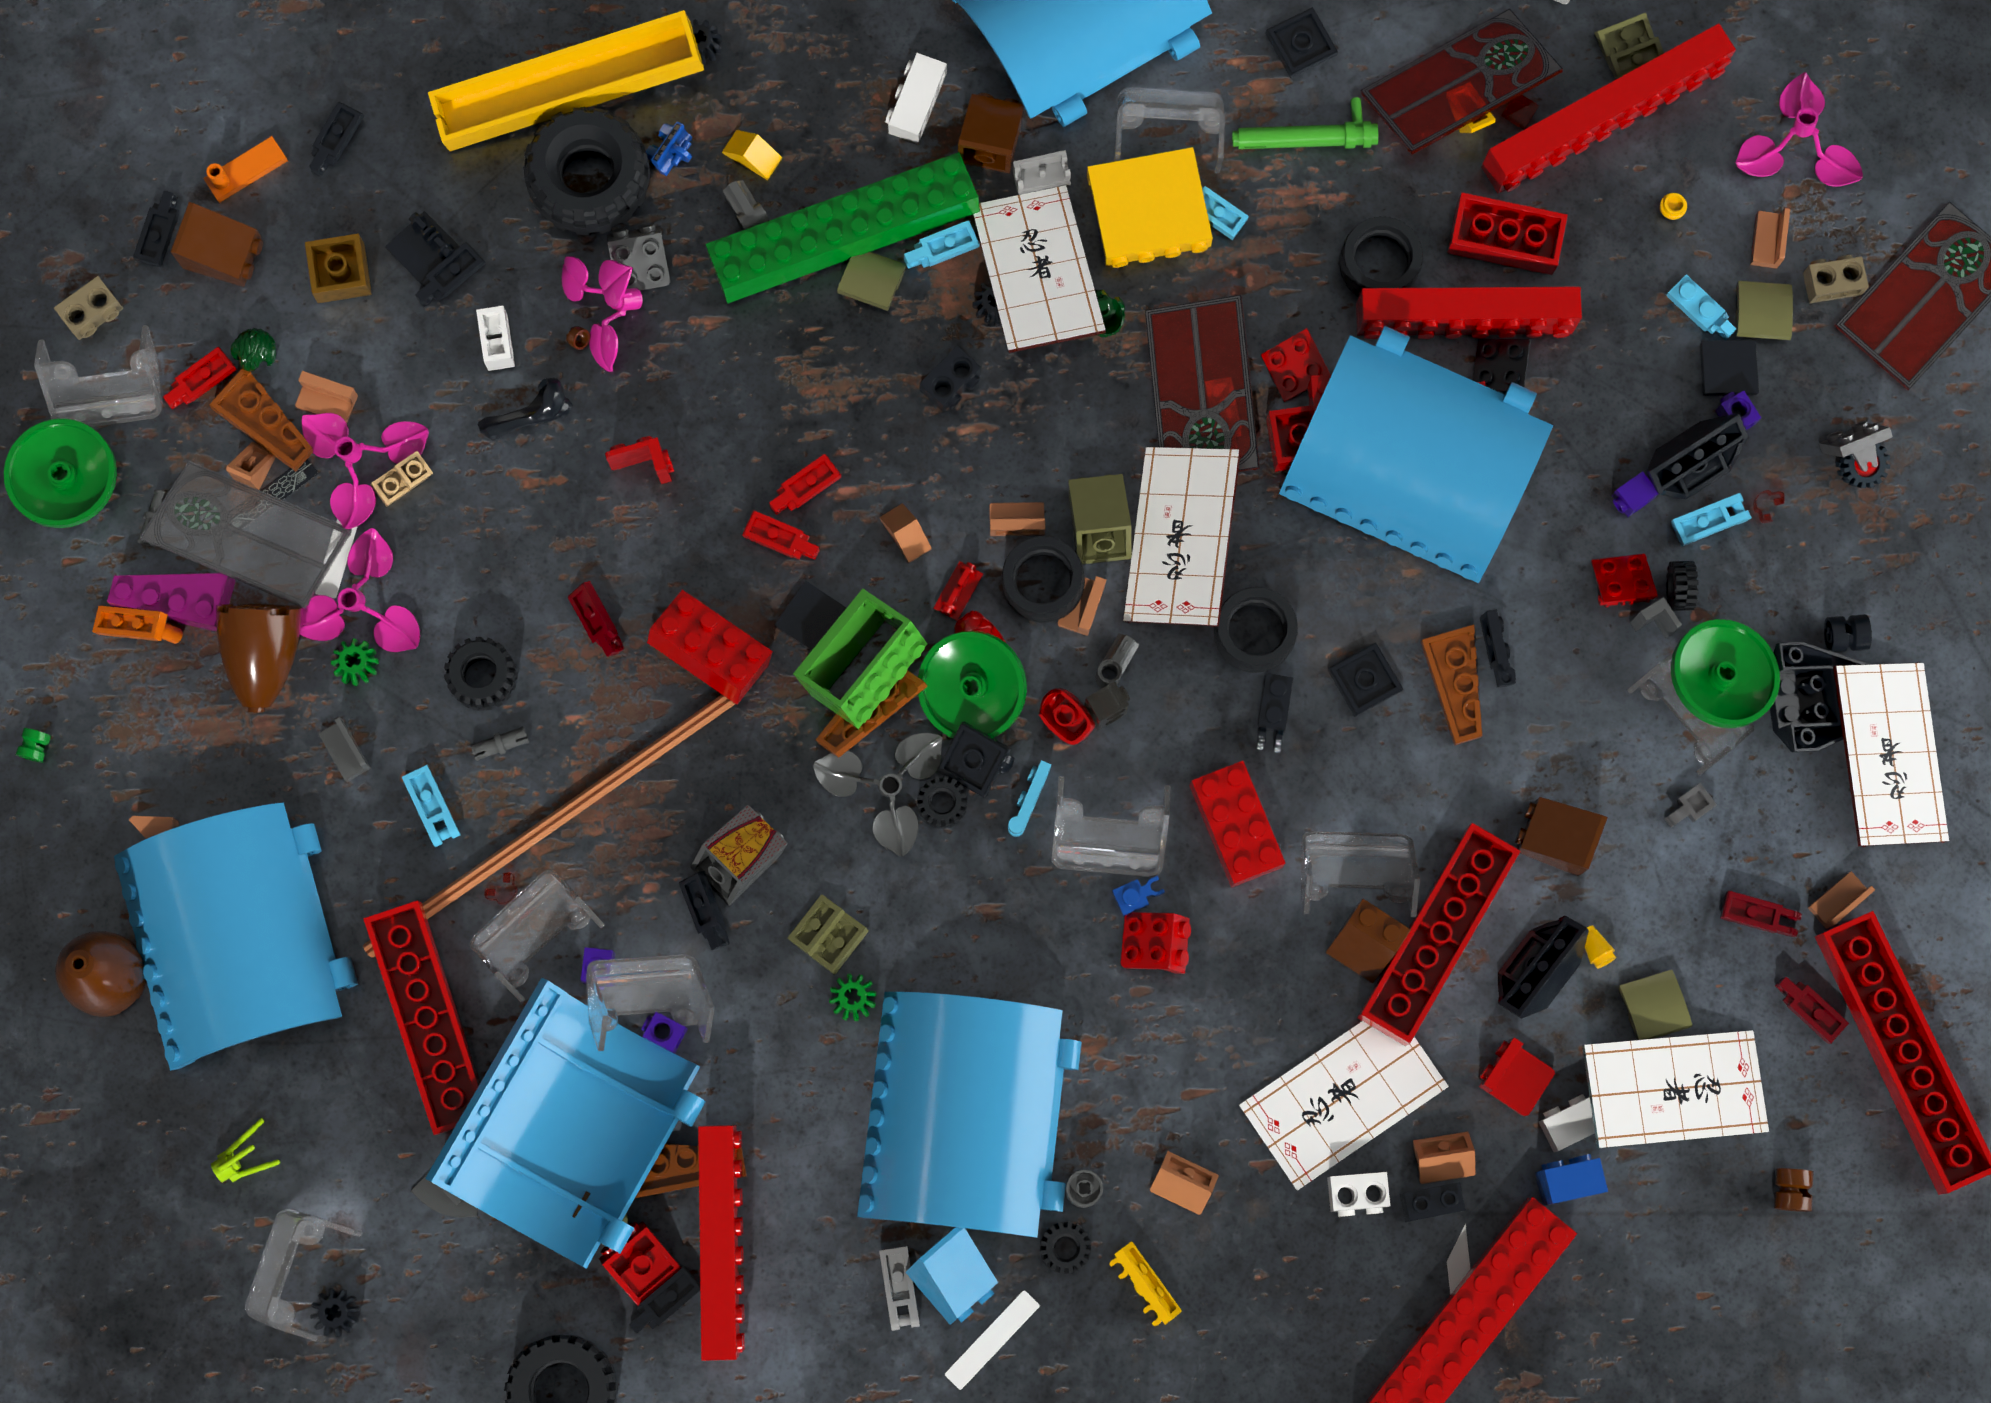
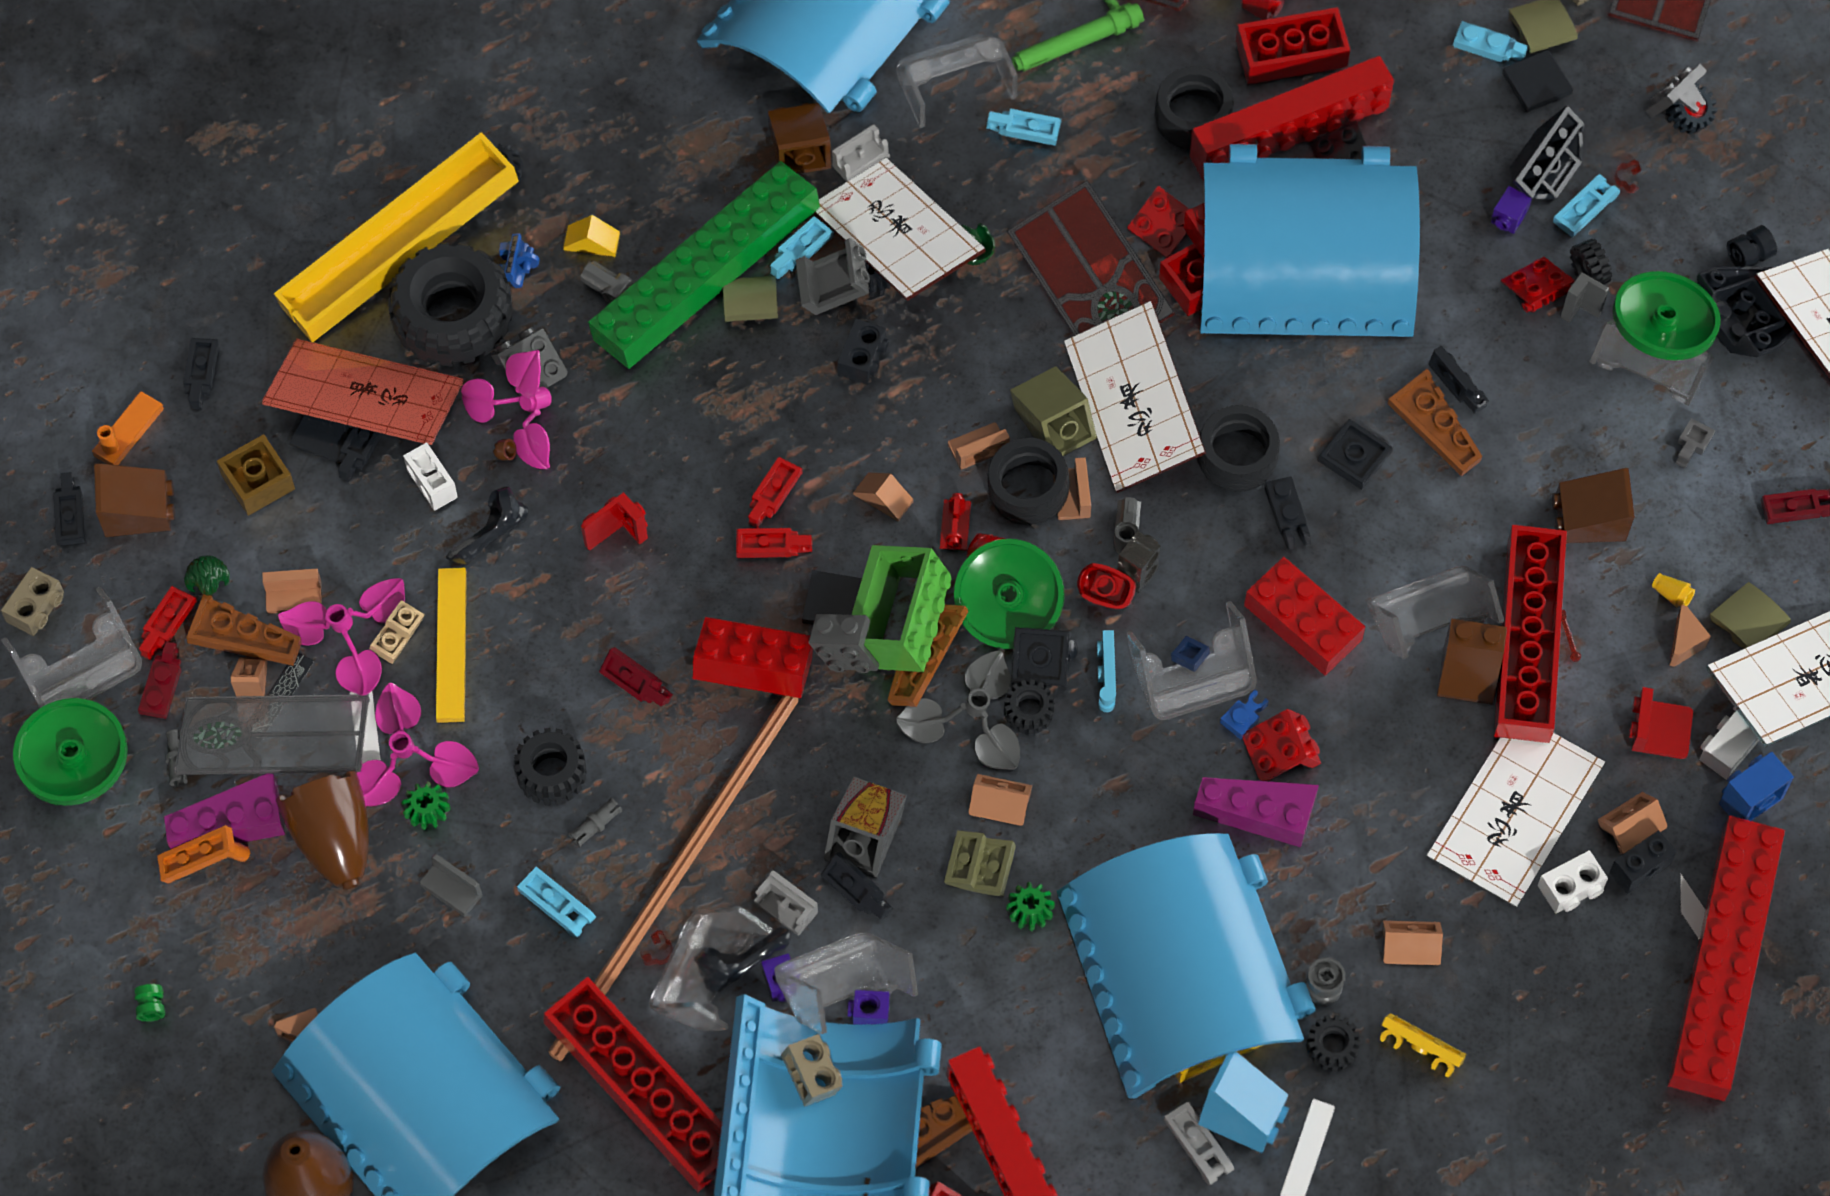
camera: 20 degrees left, 15 degrees down
(172, 437) = (161, 683): none -> dark red hinge
(446, 512) = (451, 645): none -> yellow tile
(471, 225) = (363, 391): none -> clear red piece
(551, 937) = (723, 968): none -> black hair
(574, 1072) = (804, 1071): none -> dark tan brick
(634, 897) = (786, 903): none -> light grey hinge
(793, 669) = (841, 642): none -> dark grey bracket
(874, 880) = (999, 799): none -> nougat panel
(916, 98) = (718, 136): white brick -> none
(954, 294) = (833, 278): none -> dark grey panel
(1108, 996) = (1258, 807): none -> magenta wedge
(1114, 814) = (1190, 653): none -> dark blue tile
(1150, 207) = (971, 144): yellow panel -> none
(1473, 971) = (1575, 656): none -> clear red hinge
(1541, 966) = (1634, 621): black wedge -> none
(1586, 999) = (1689, 637): none -> nougat slope
(1749, 413) = (1561, 100): dark purple brick -> none

